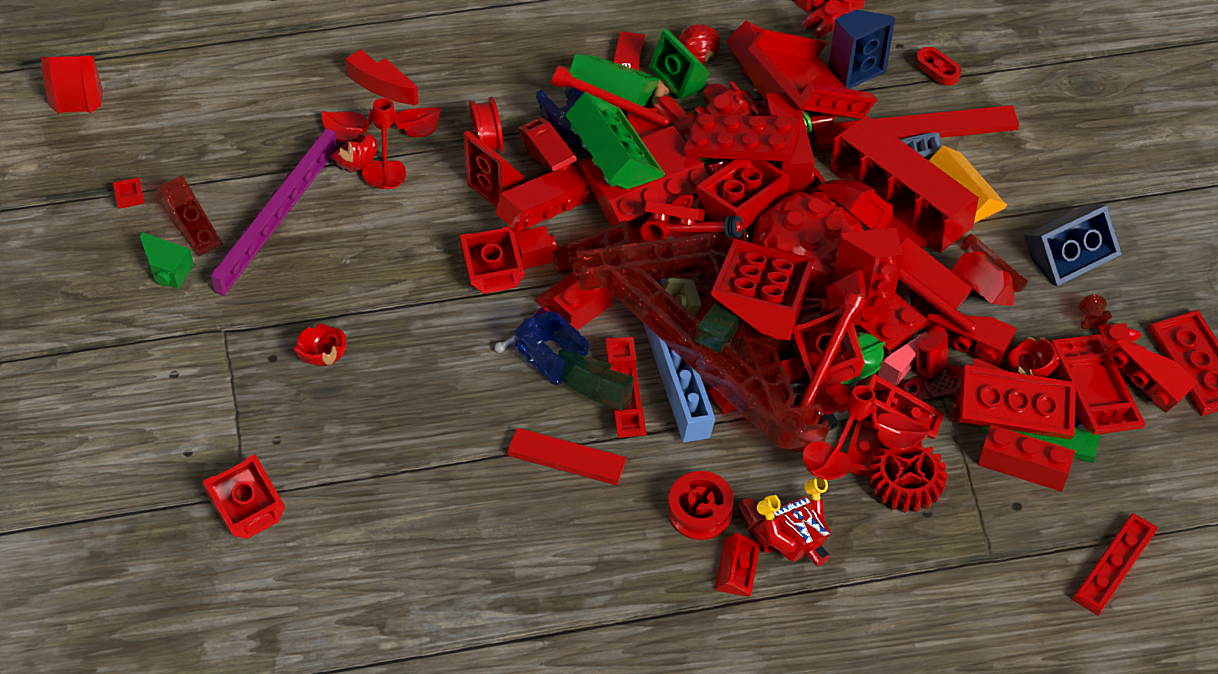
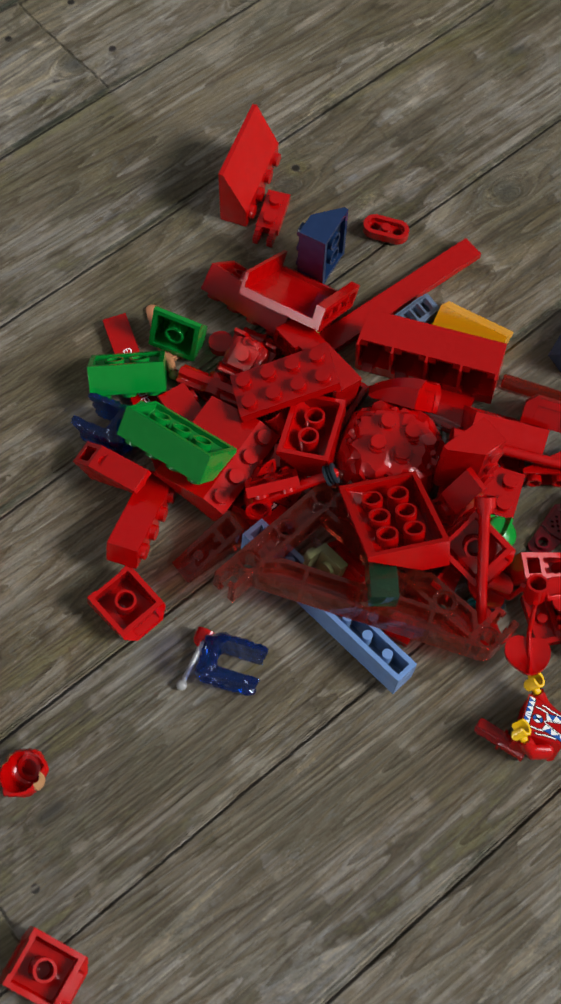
camera: 30 degrees left, 10 degrees up
(486, 124) = (44, 475): red wheel -> none
(488, 171) = (79, 521): red slope -> none
(535, 246) = (157, 569): red brick -> none
(564, 78) = (91, 396): red piece -> none
(567, 456) = (304, 761): red tile -> none
(575, 305) = (213, 609): red slope -> none
(597, 380) = (288, 677): clear green slope -> none
(622, 356) = (315, 671): red slope -> none
(701, 41) = (178, 298): red hair -> none
(710, 518) = (467, 751): red wheel -> none
(737, 565) = (505, 787): red slope -> none
(900, 362) = (525, 518): coral slope -> none
(932, 354) = (545, 504): red piece -> none

